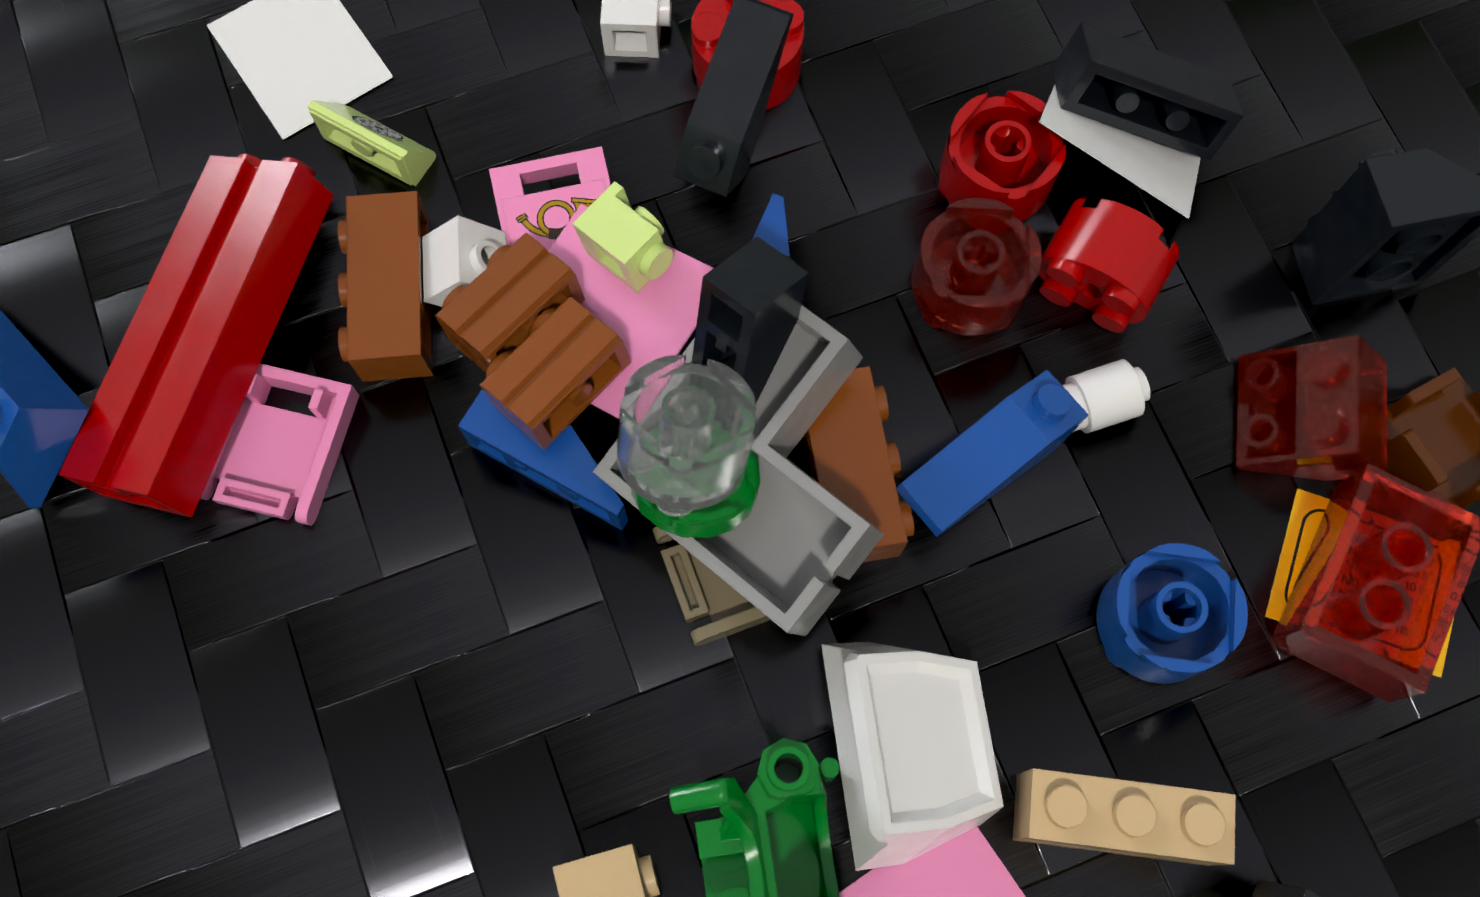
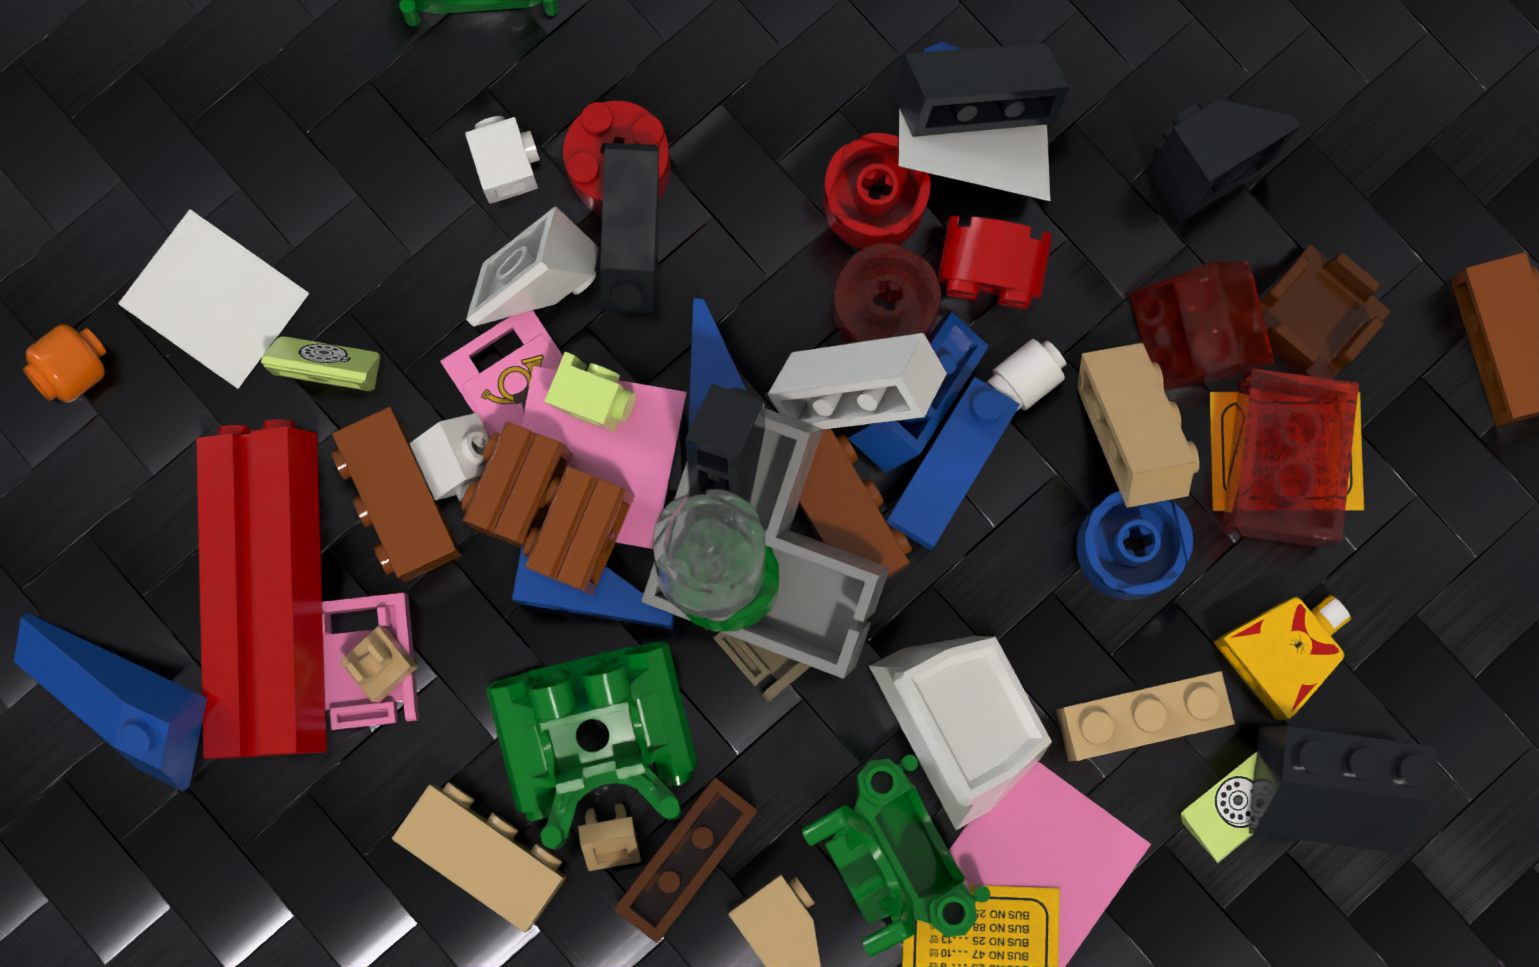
camera: 20 degrees left, 10 degrees up
(123, 51) = (65, 363): none -> orange head
(290, 447) = (378, 664): none -> tan tile
(307, 696) = (481, 855): none -> tan brick
(454, 732) = (609, 842): none -> tan tile
(528, 786) = (685, 860): none -> reddish brown brick
(547, 605) = (627, 691): none -> green piece
(624, 116) = (534, 270): none -> white slope
(927, 325) = (859, 382): none -> white brick
(976, 375) = (901, 440): none -> blue slope
(1216, 483) = (1137, 425): none -> tan brick
(1313, 806) = (1286, 652): none -> yellow torso

